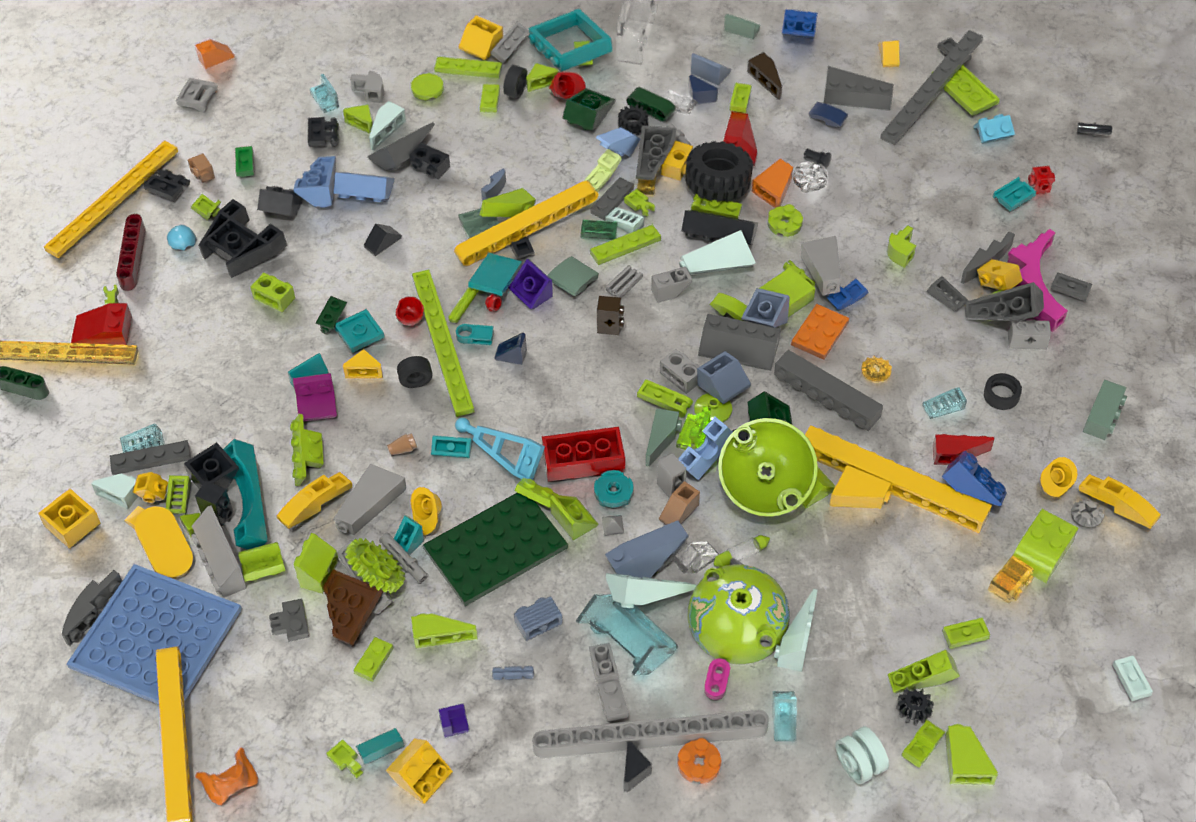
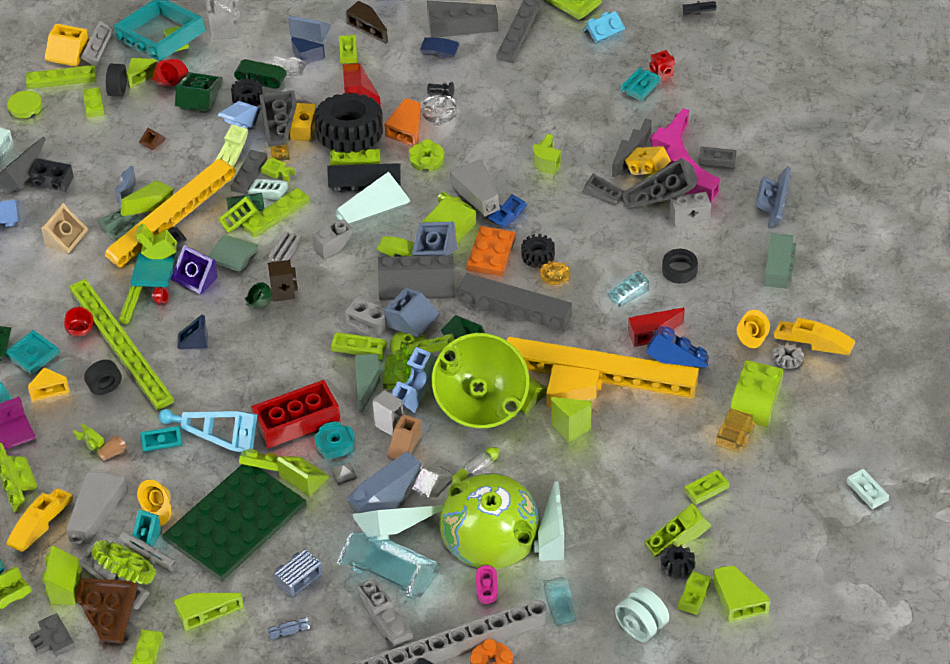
camera: 15 degrees left, 5 degrees down
(381, 238) = (25, 260): black slope -> none
(387, 433) = (93, 439): none -> lime plate
(423, 217) = (63, 230): none -> tan slope
(479, 334) = (155, 329): teal piece -> none
(502, 253) = (156, 246): none -> lime brick
(532, 146) = (151, 139): none -> reddish brown slope
(584, 325) = (258, 296): none -> dark green hair
(599, 227) = (240, 205): none -> lime slope
(736, 416) = (435, 344): none -> lime plate
(849, 525) = (571, 417): none -> lime slope
(865, 334) = (537, 243): none -> black tyre
(1116, 339) = (772, 195): none -> sand blue bracket

